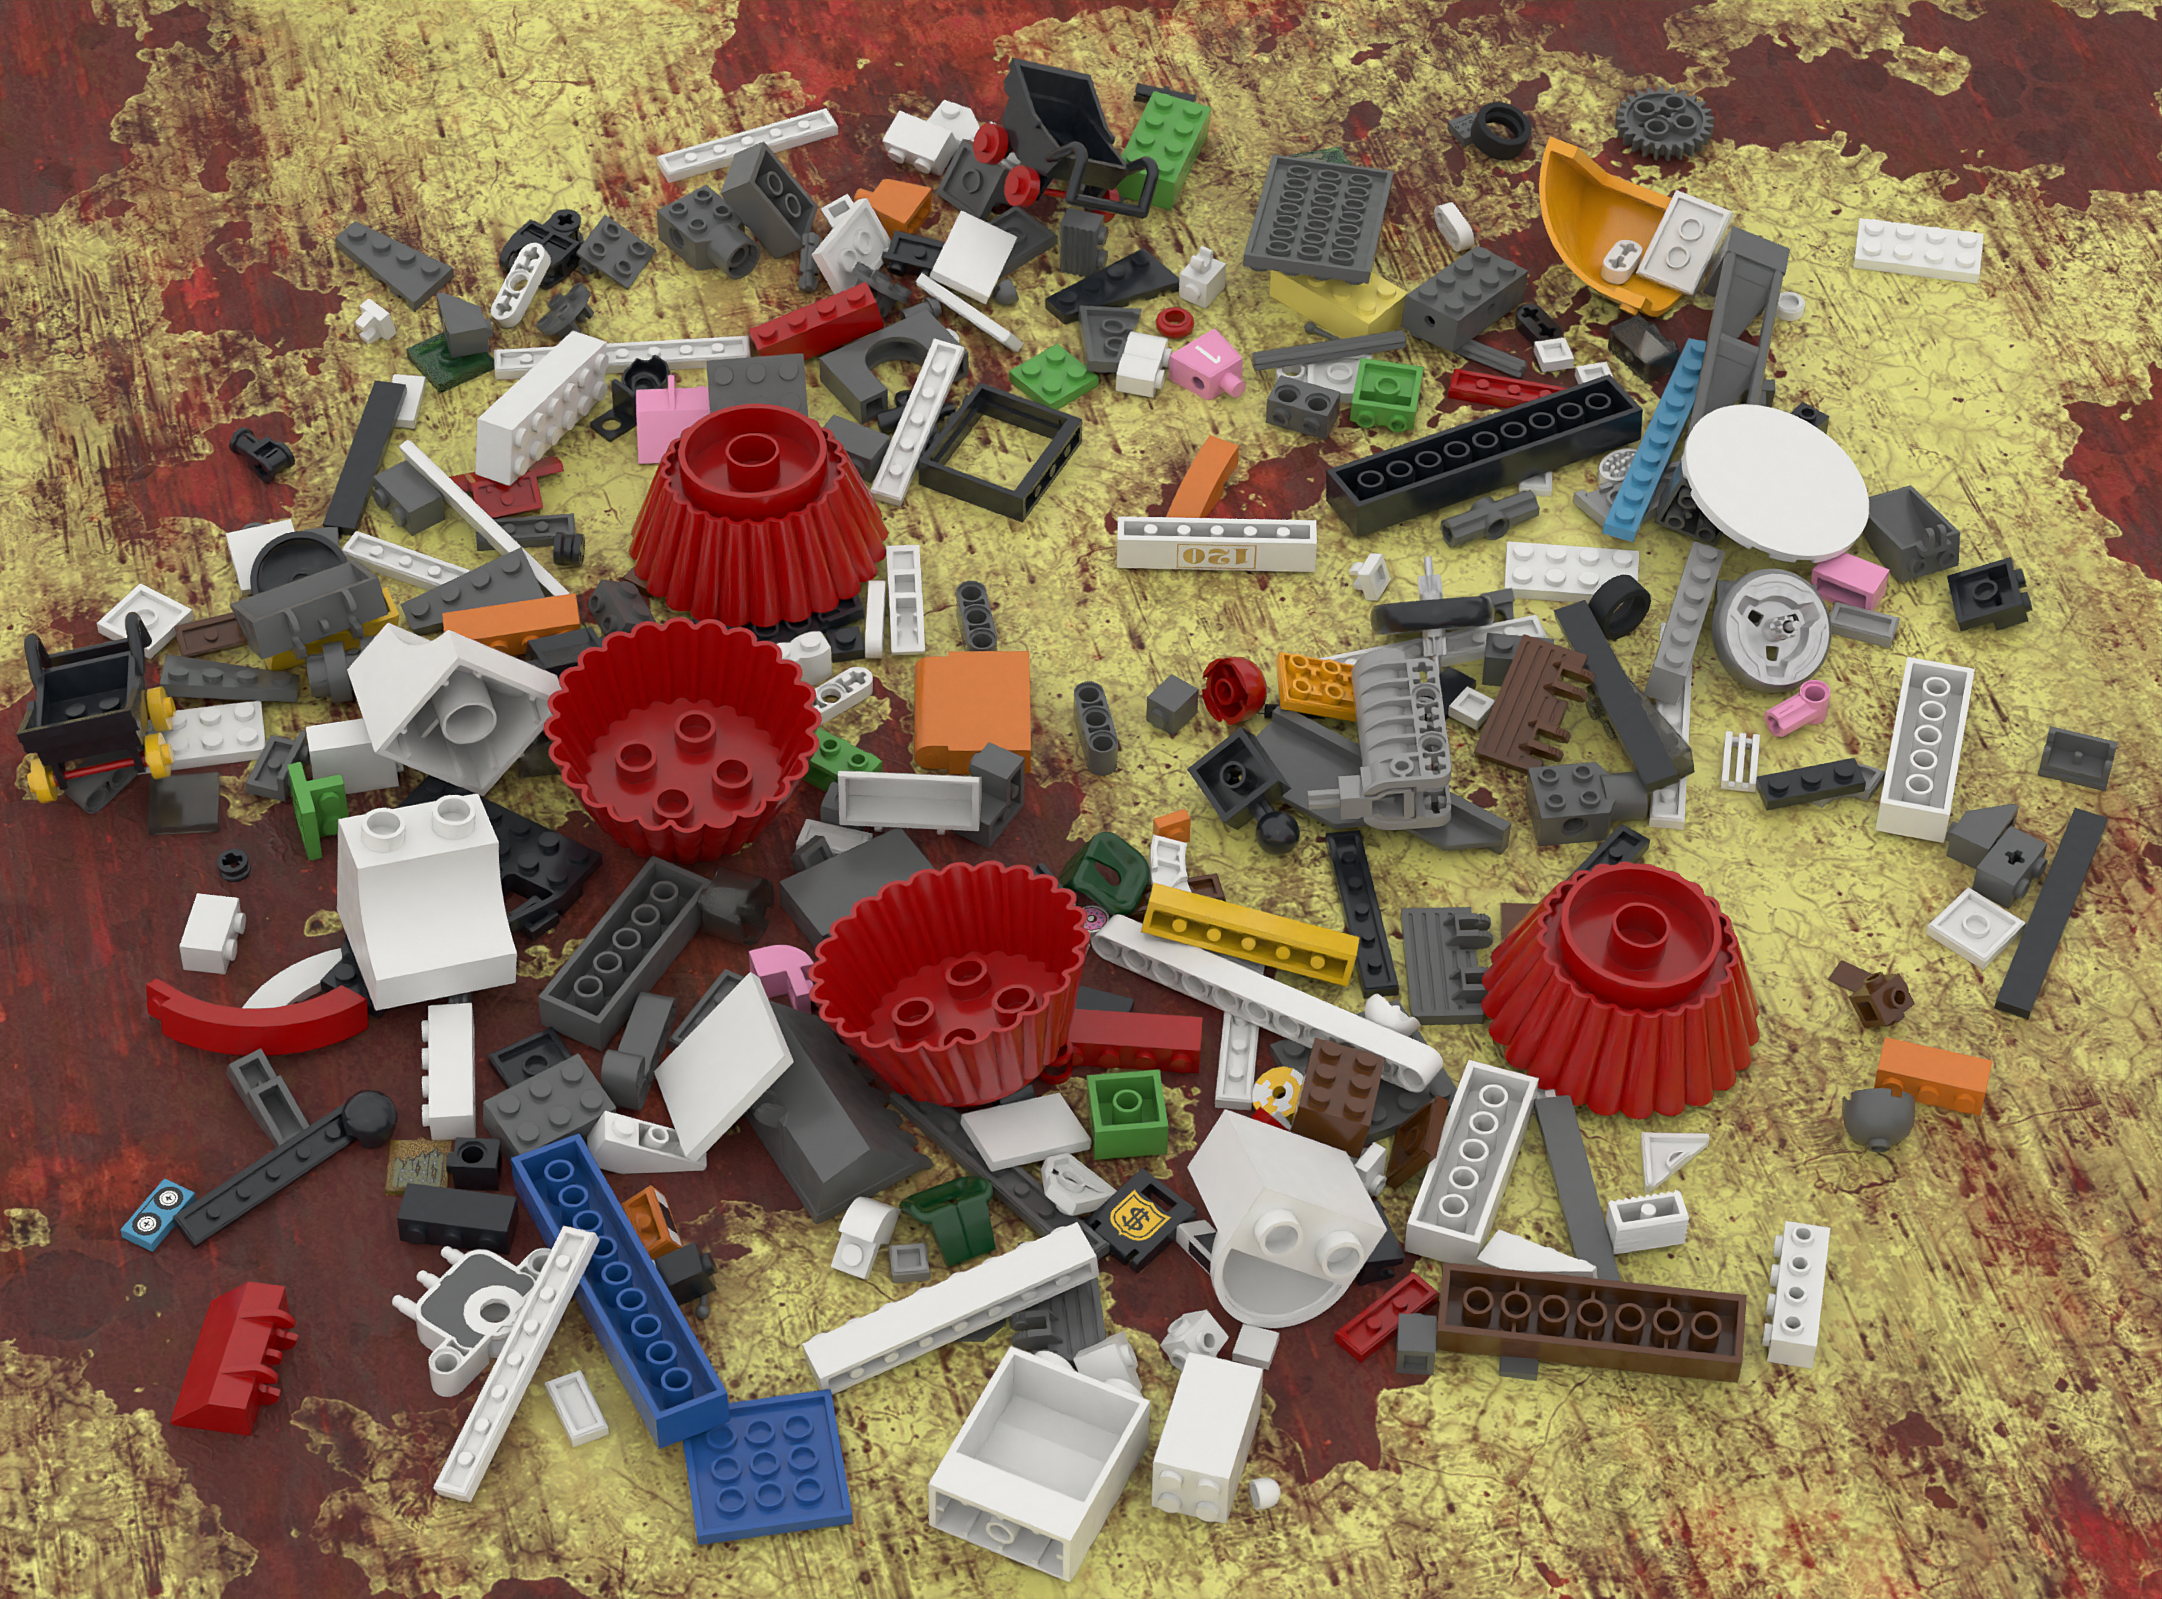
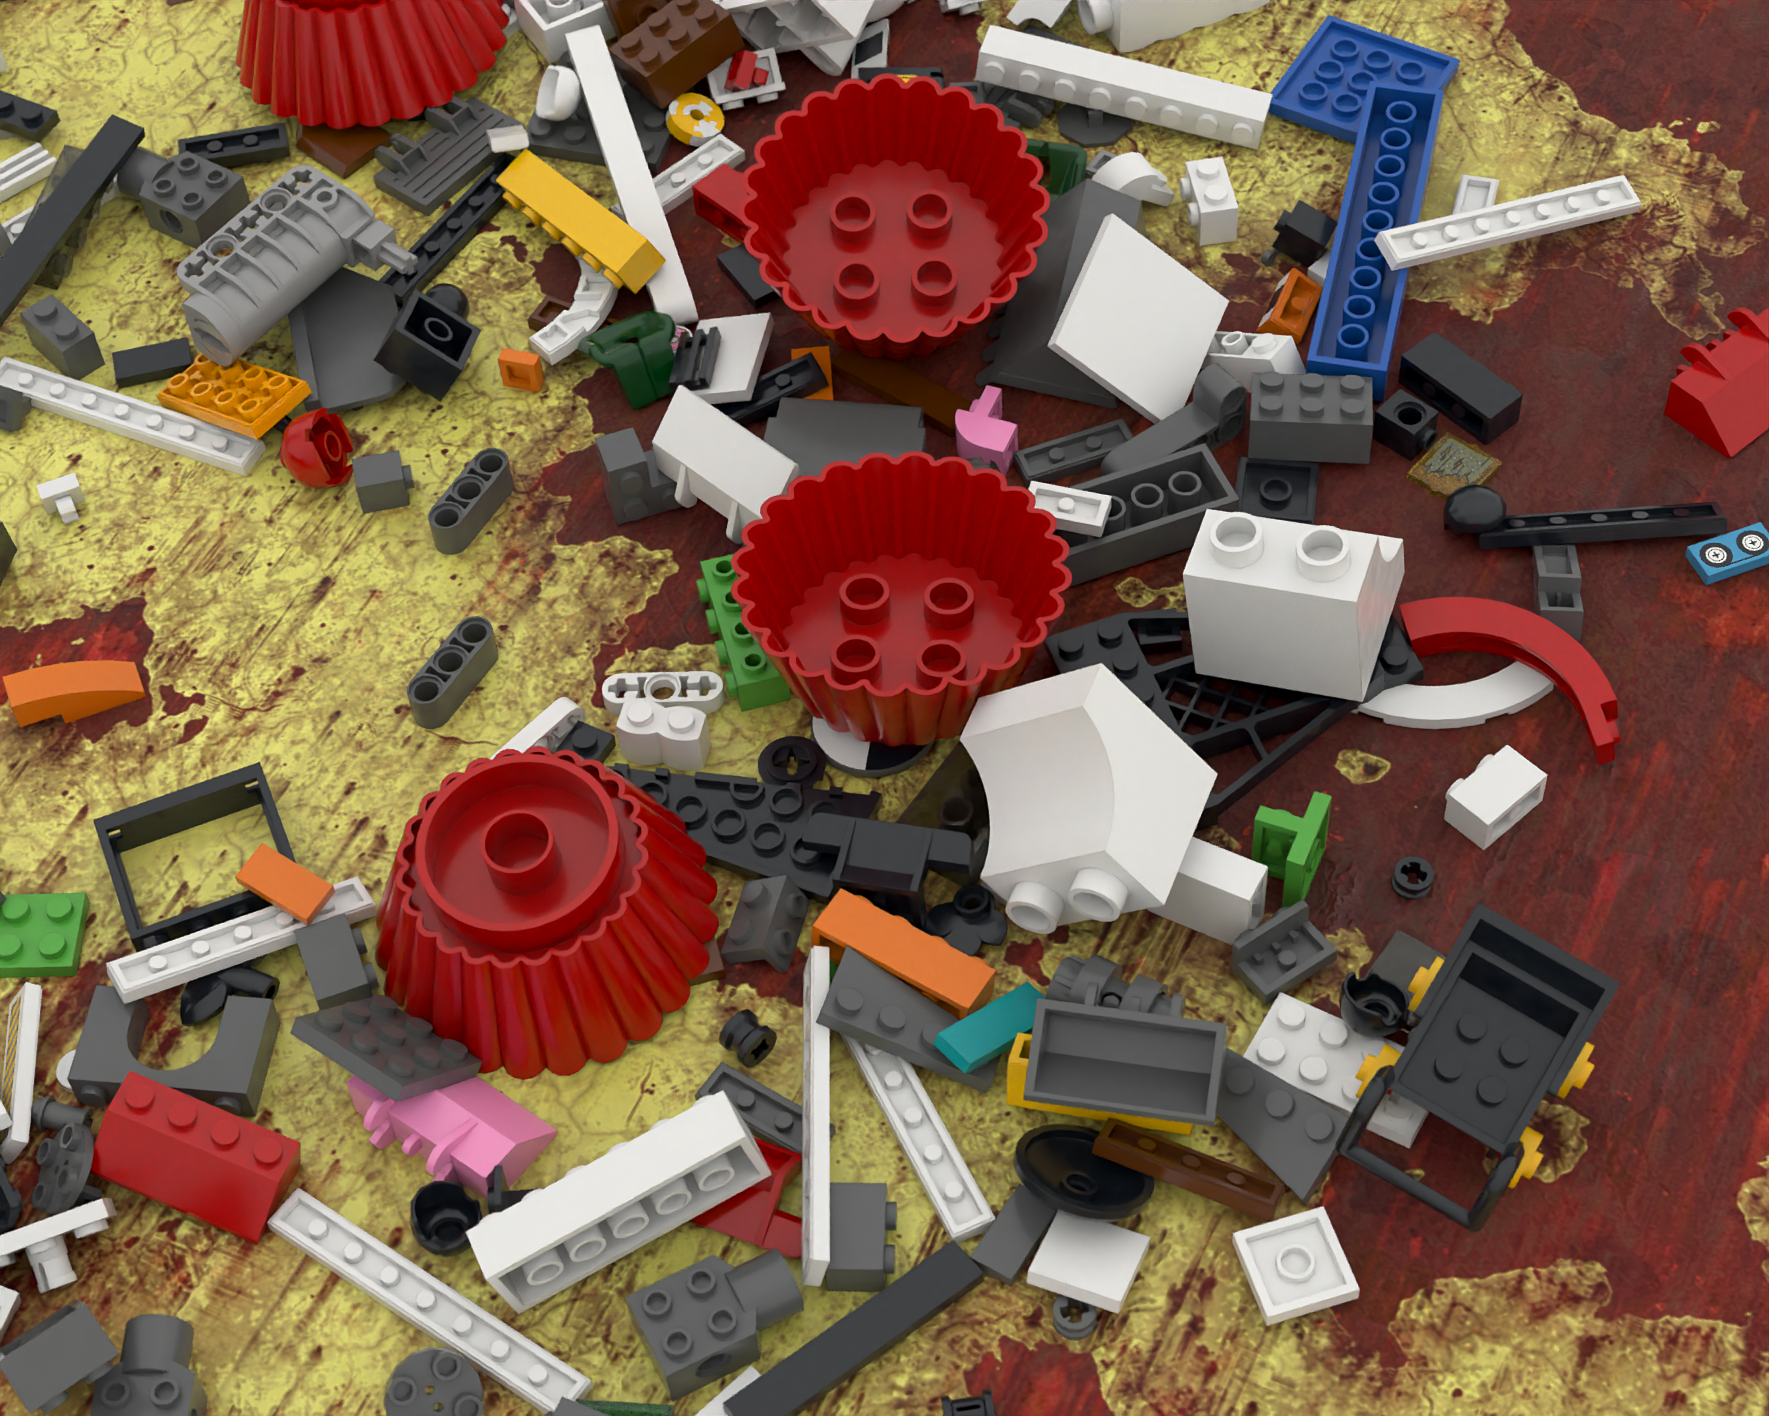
camera: 135 degrees left, 5 degrees up
(195, 749) = (1373, 1005): none -> black hair
(422, 605) = (989, 1029): none -> teal tile
(449, 416) = (712, 1318): none -> dark grey brick
(451, 1071) = (1380, 495): white brick -> none
(460, 1308) = (1499, 315): white piece -> none
(648, 903) = (1073, 508): none -> white plate
(790, 1263) = (1210, 201): none -> white brick
(808, 266) = (93, 1274): dark grey axle -> none
(905, 600) = (484, 738): white slope -> none
(920, 446) = (285, 884): none -> orange tile
(970, 702) = (554, 582): orange piece -> none
(1216, 544) = (151, 603): white brick -> none
(1388, 967) = (507, 138): none -> white tile
(1432, 614) = (113, 398): black wheel -> none
(1471, 708) = (149, 328): white plate -> none
(1529, 705) = (104, 280): reddish brown hinge -> none

